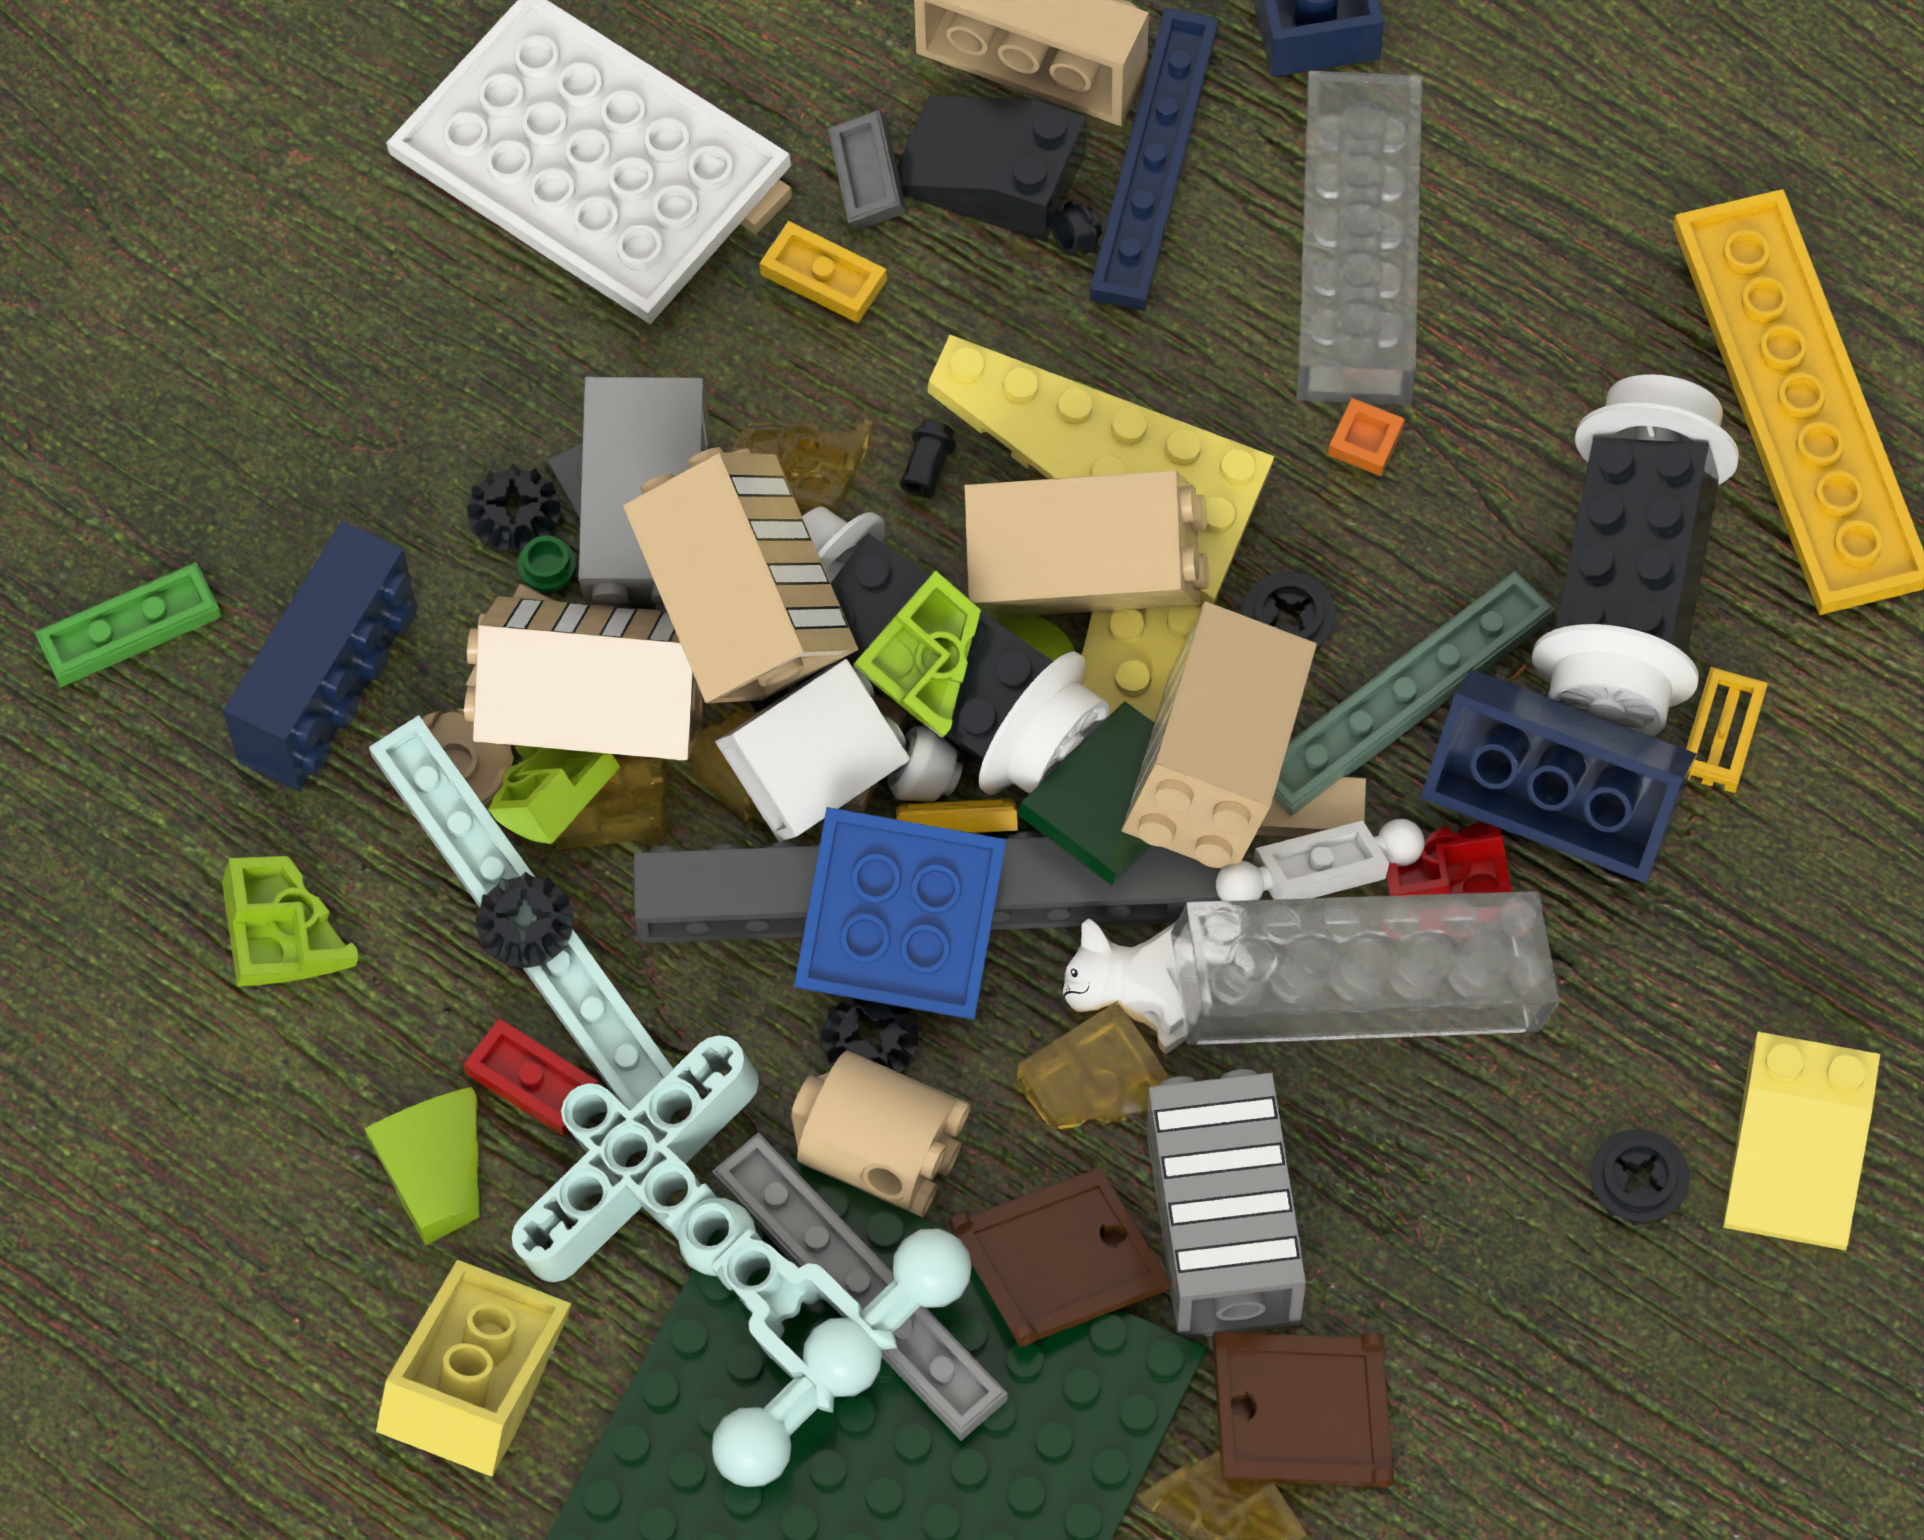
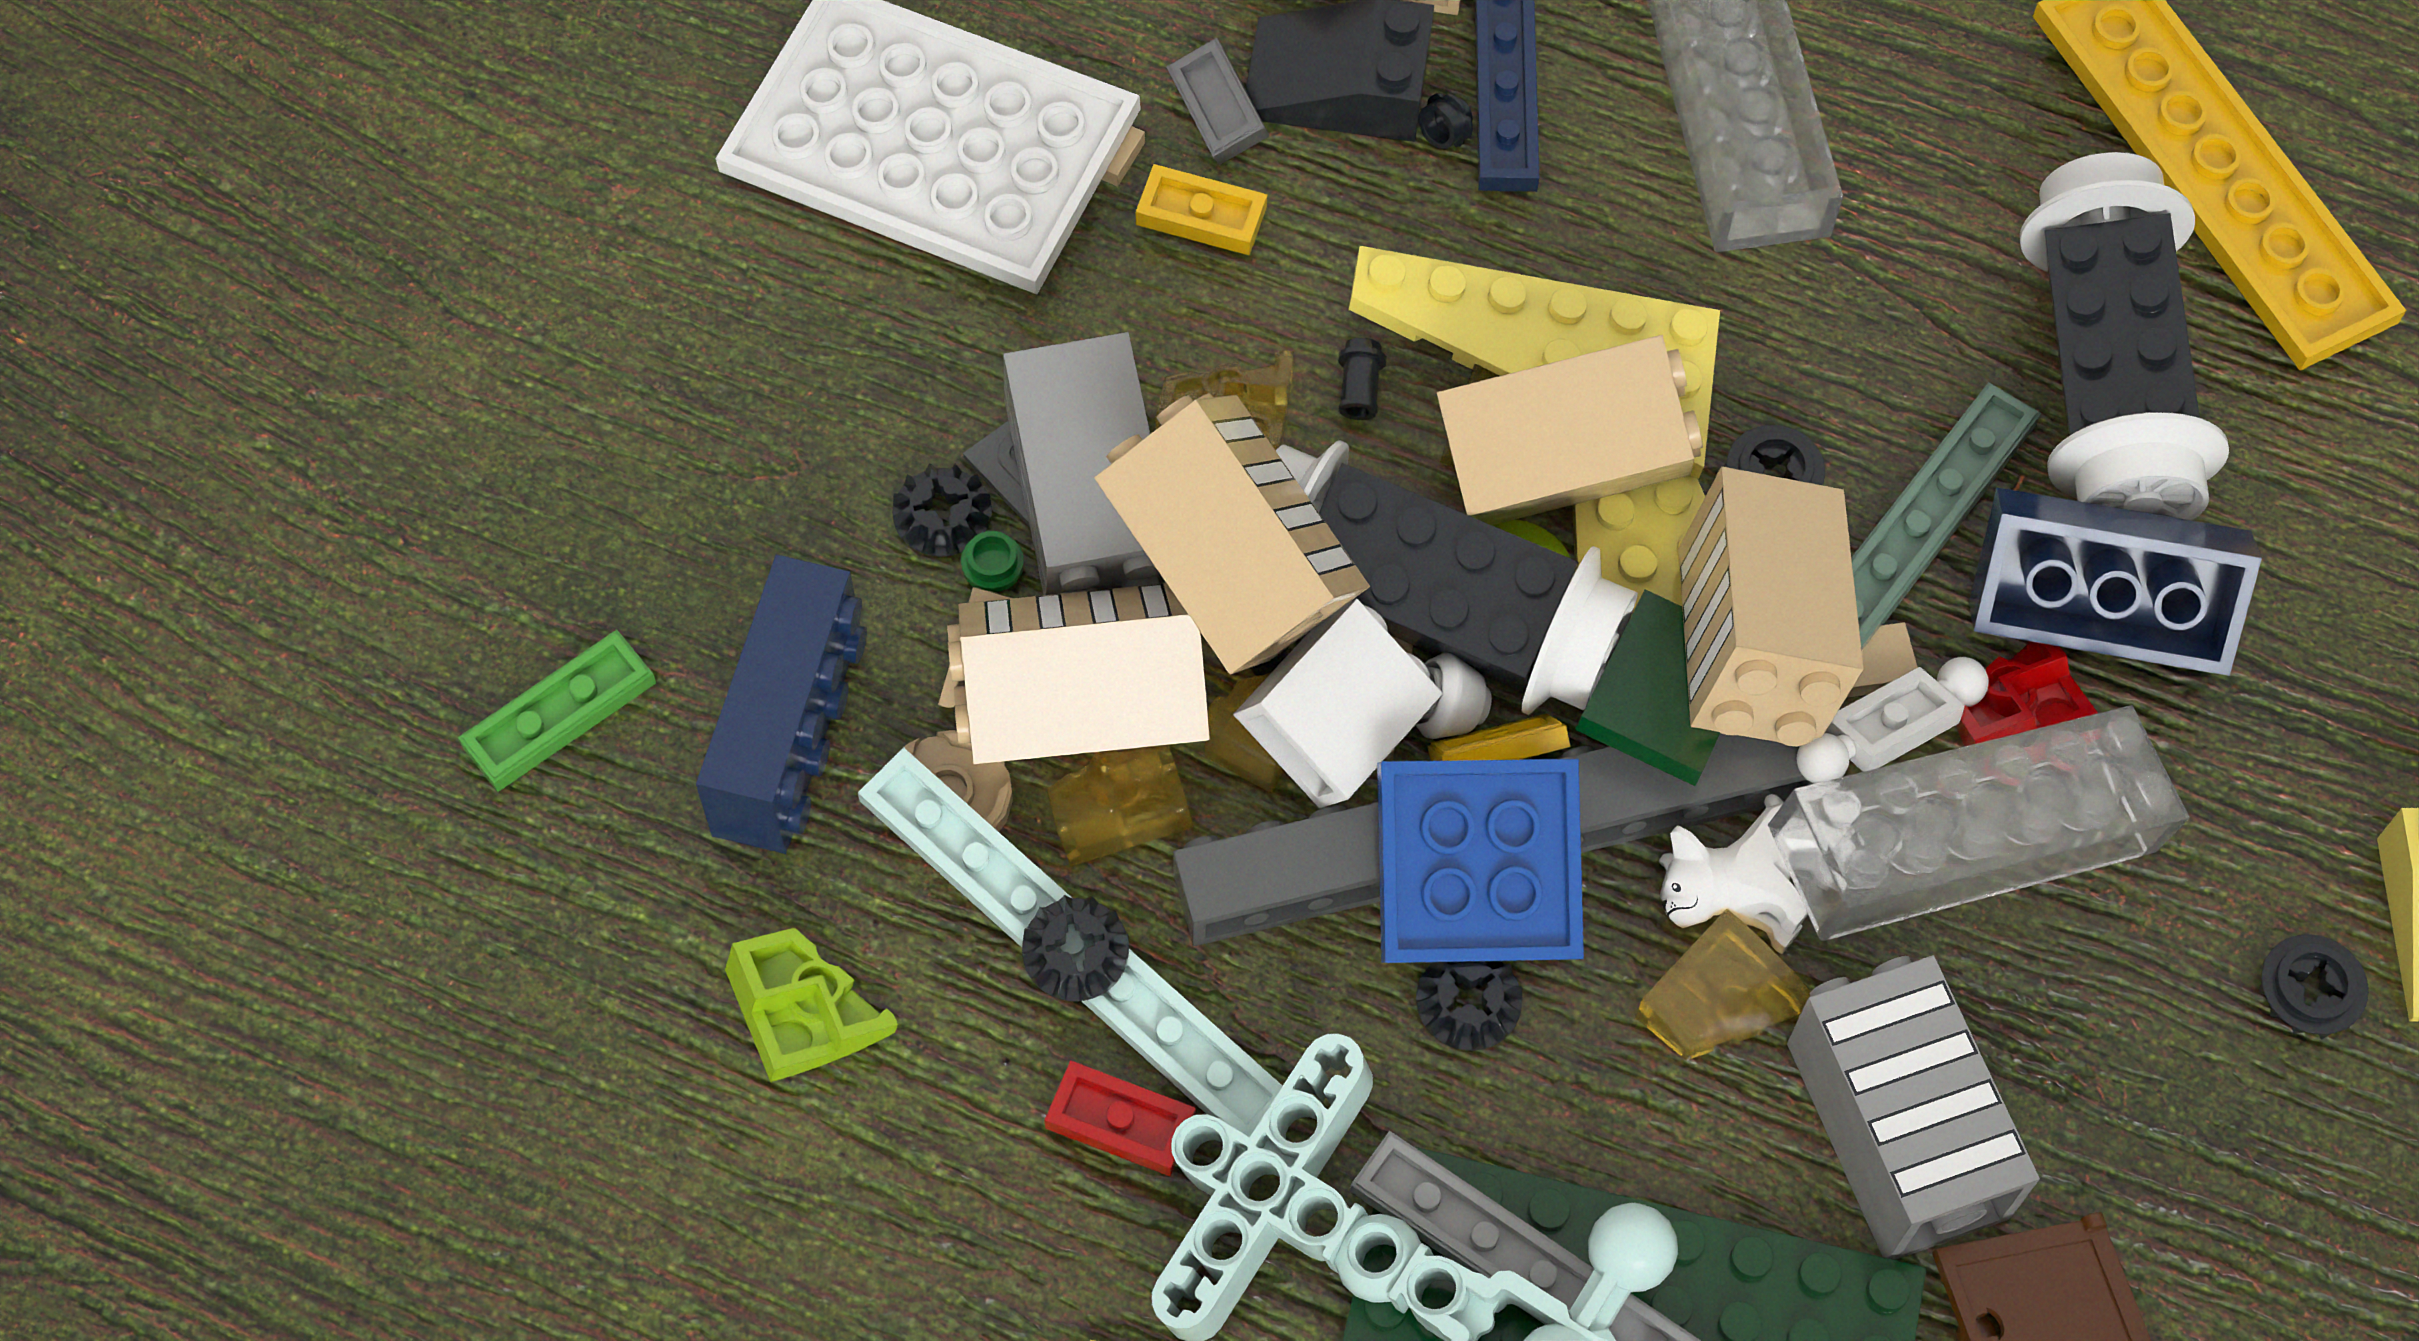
camera: 15 degrees left, 0 degrees up
(433, 1161) = (1036, 1235): lime slope -> none
(549, 790) = (1064, 801): lime slope -> none
(878, 1131) = (1518, 1102): tan cylinder -> none
(925, 653) = (1439, 576): lime slope -> none
(1051, 1264) = (1748, 1199): reddish brown container -> none
(1366, 437) = (1799, 275): orange plate -> none
(1710, 771) = (2267, 496): yellow tile -> none

